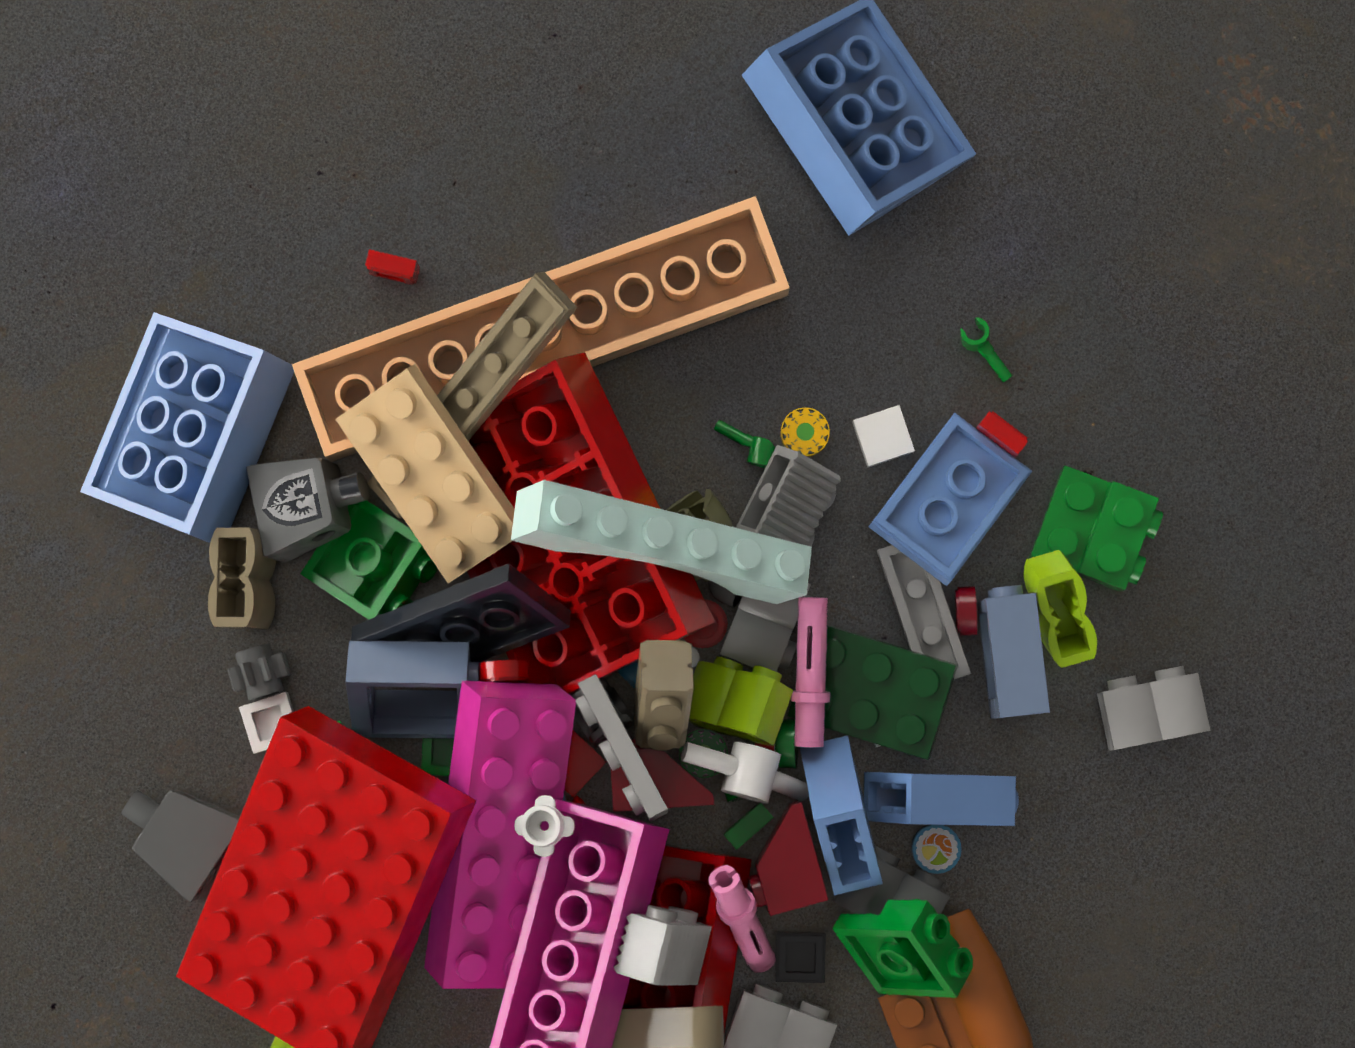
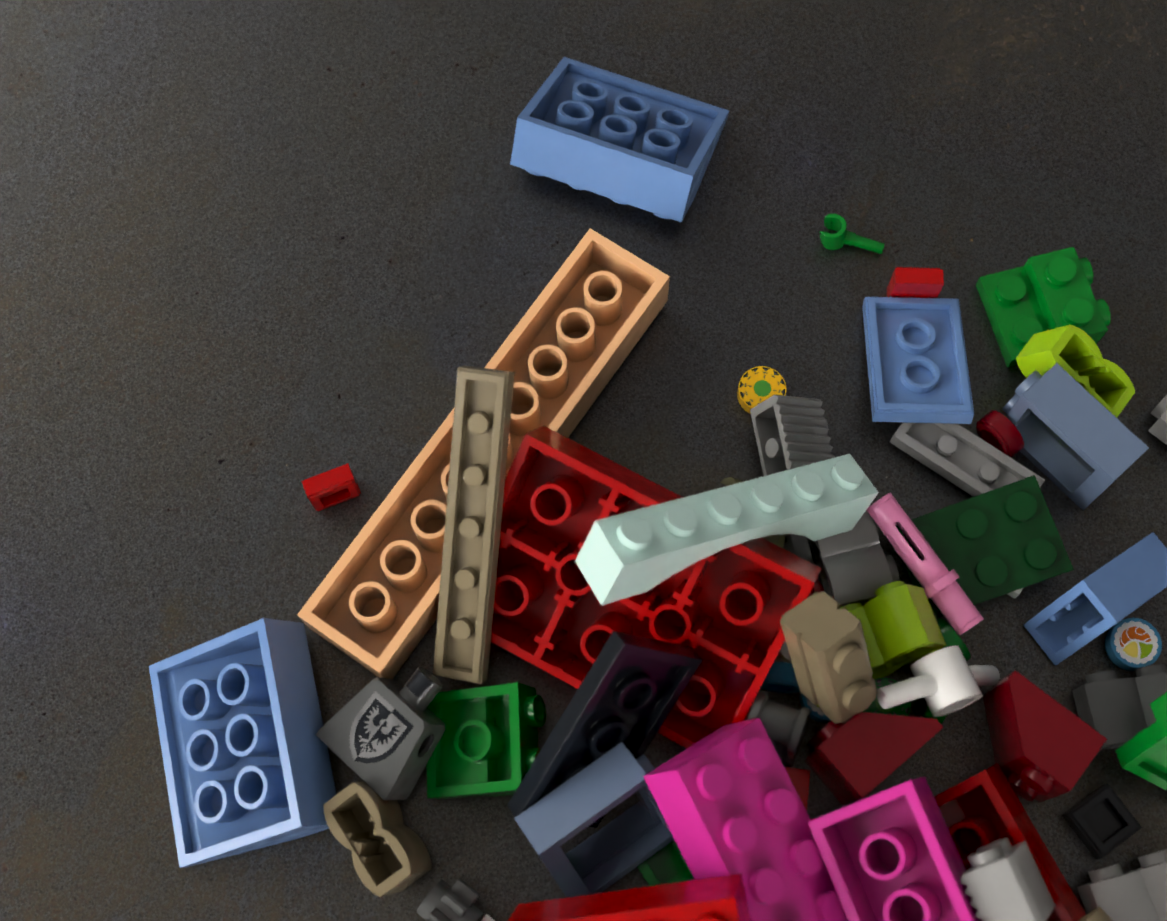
camera: 30 degrees left, 15 degrees down
(430, 473) = (484, 617): tan plate -> none
(504, 671) = (671, 744): red tile -> none
(529, 825) = (806, 864): white plate -> none
(620, 750) = (832, 733): light grey plate -> none
(738, 910) = (1036, 810): bright pink pin -> none
(748, 825) = (971, 736): green tile -> none
(760, 448) = (737, 425): green hand -> none
(840, 816) = (1049, 658): medium blue slope -> none
(883, 436) = (824, 352): white tile -> none

